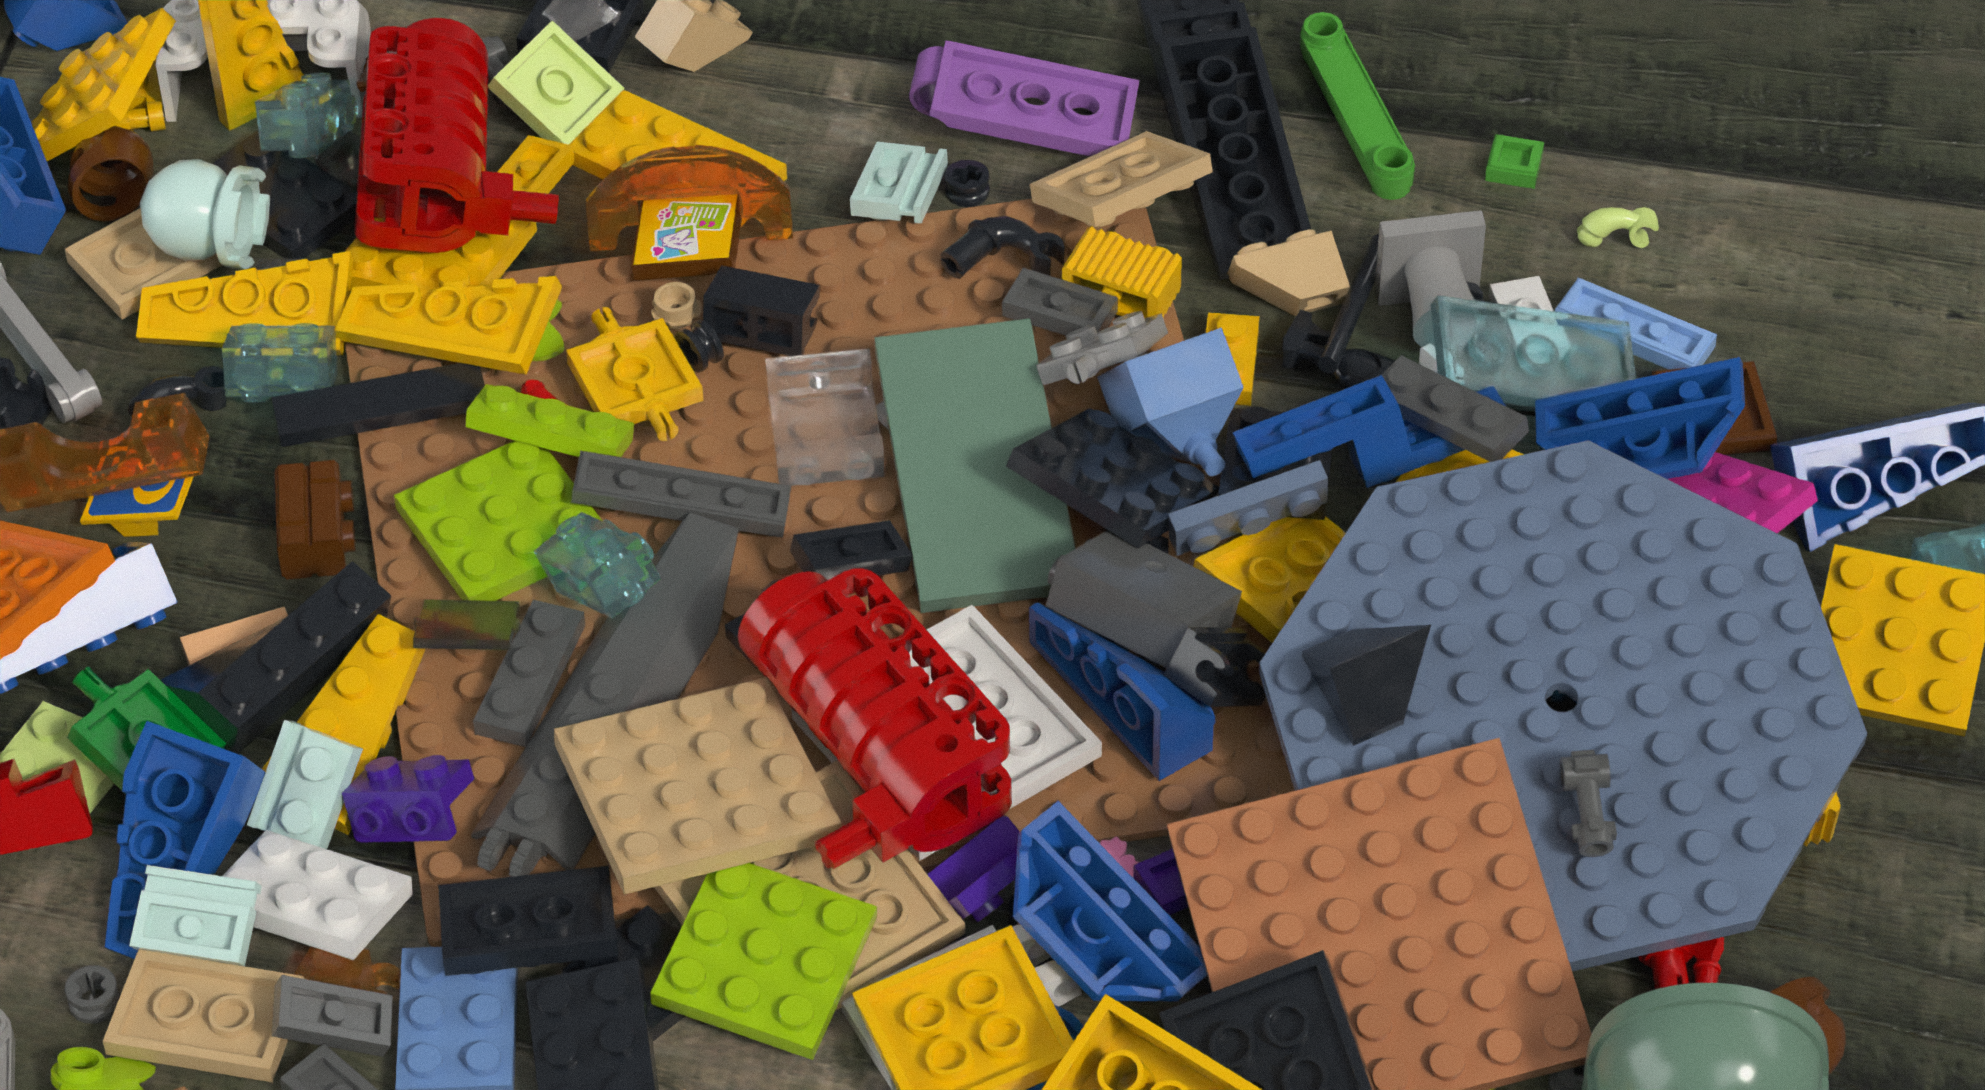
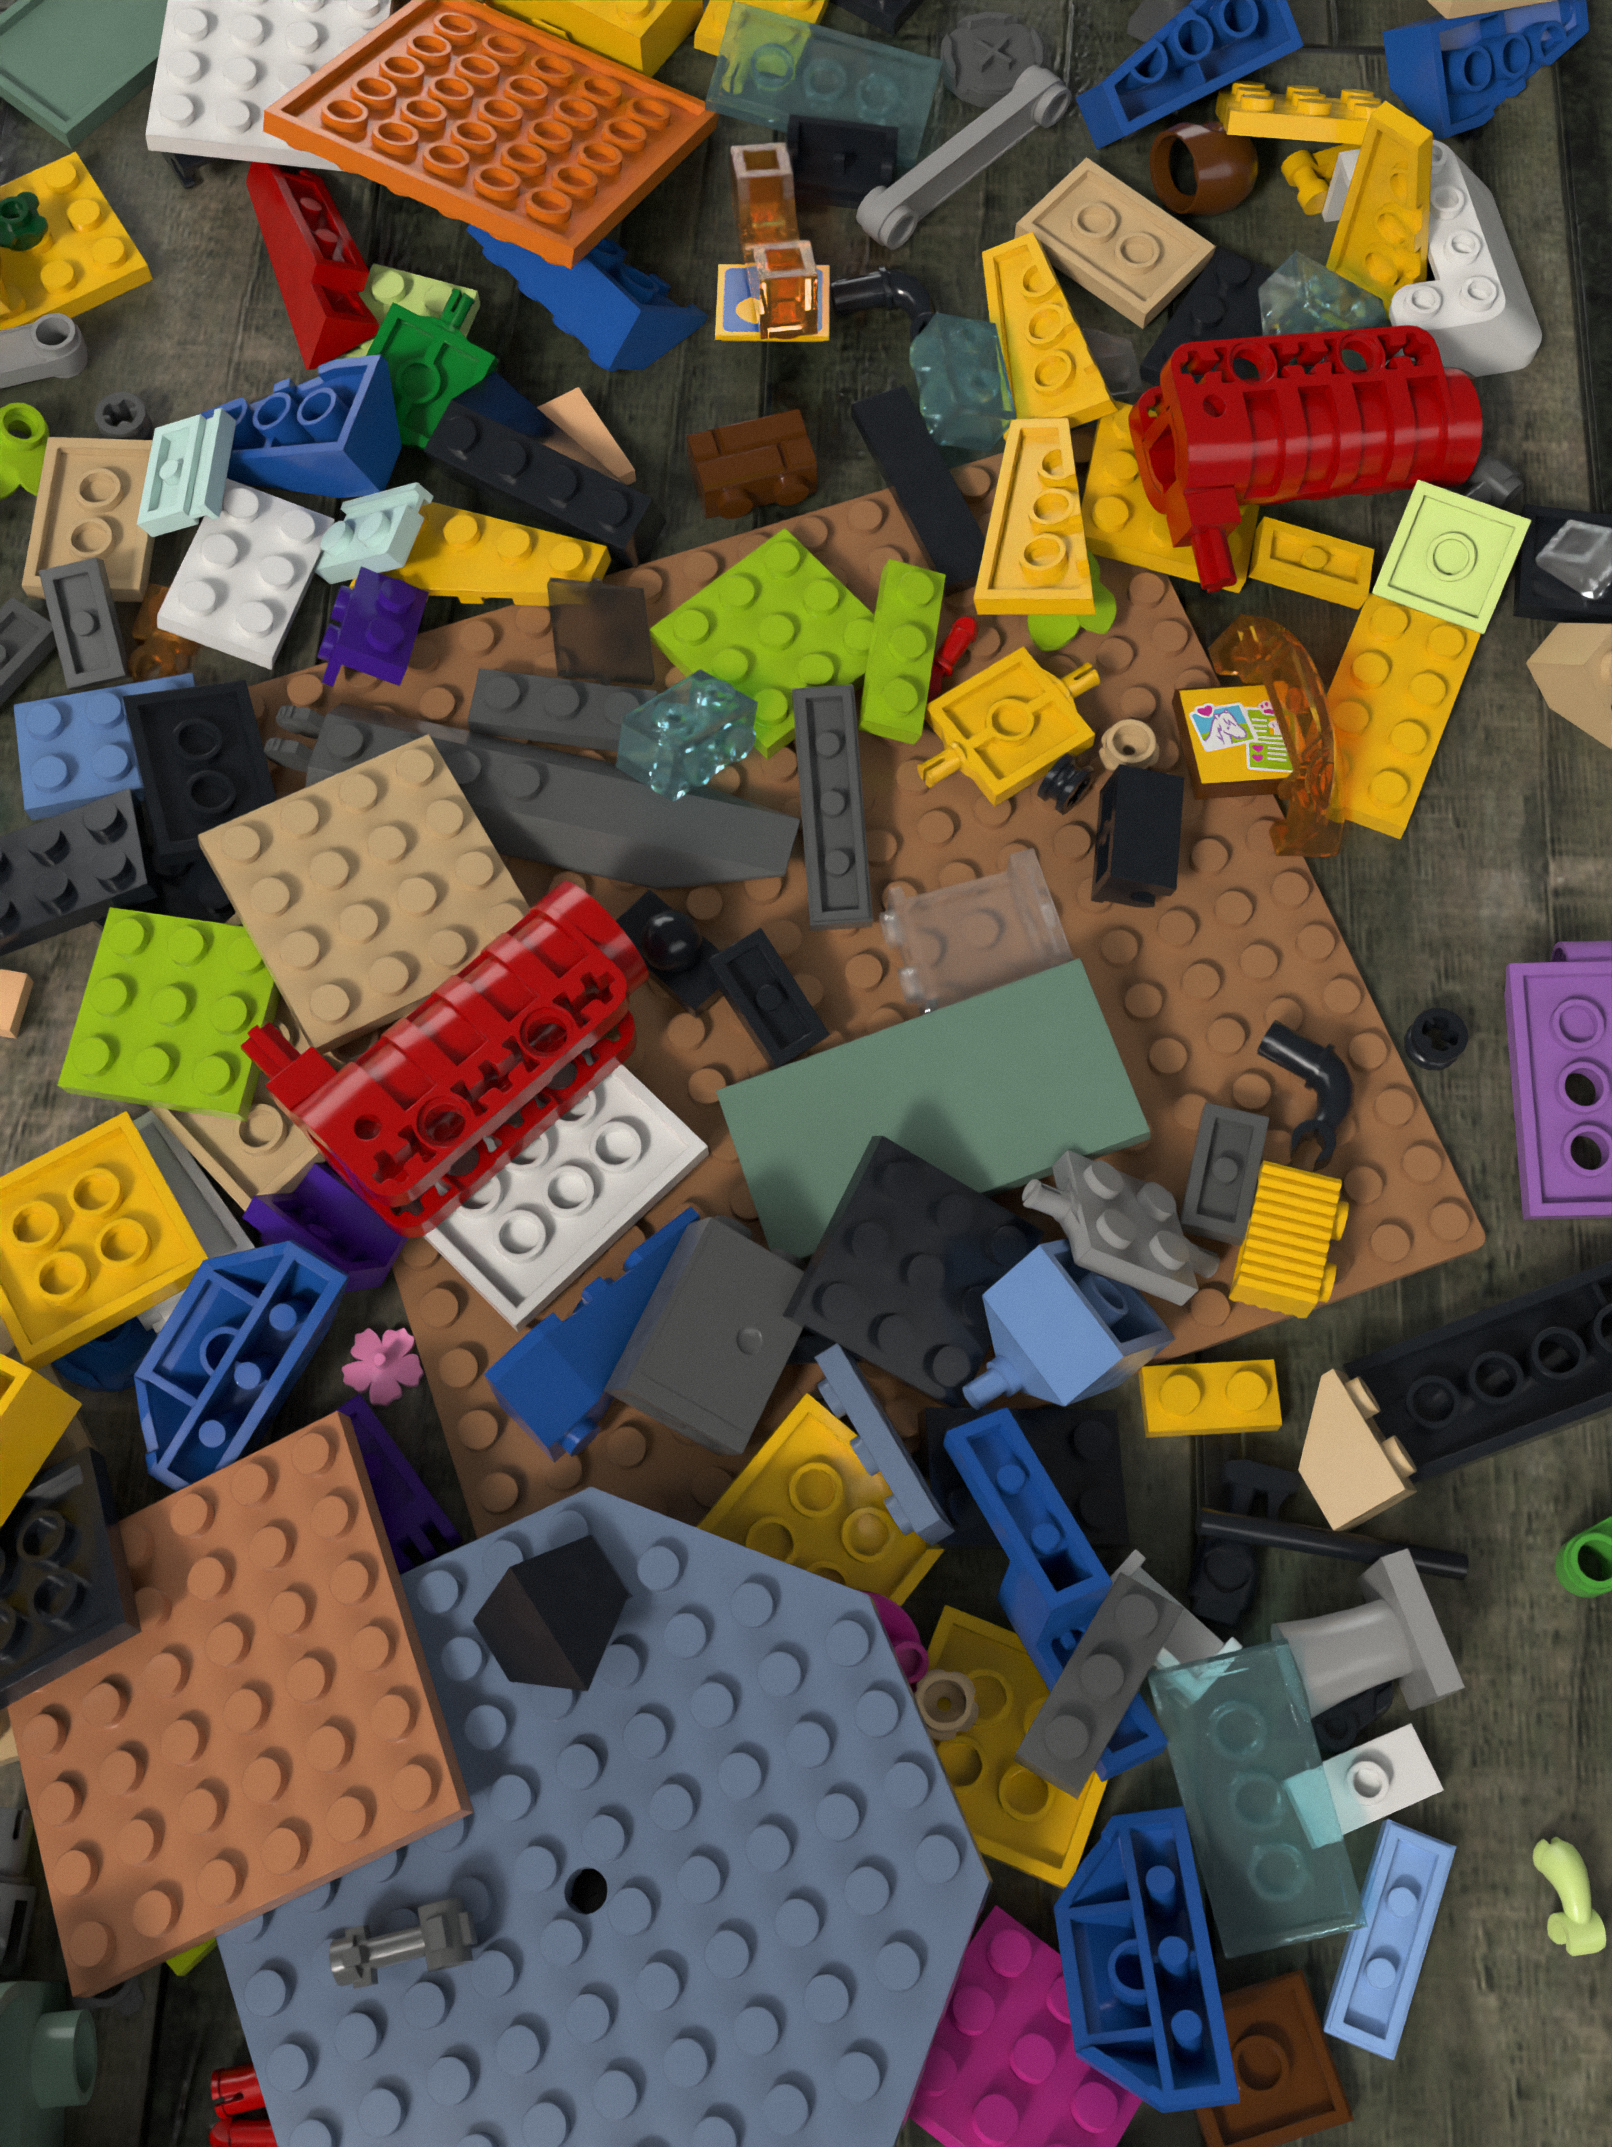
camera: 80 degrees right, 20 degrees up
(202, 212) = (1127, 254): light aqua tile -> none
(898, 182) = (1402, 957): light aqua plate -> none
(1121, 179) = (1454, 1213): tan plate -> none
(1214, 667) = (622, 1447): black hinge -> none

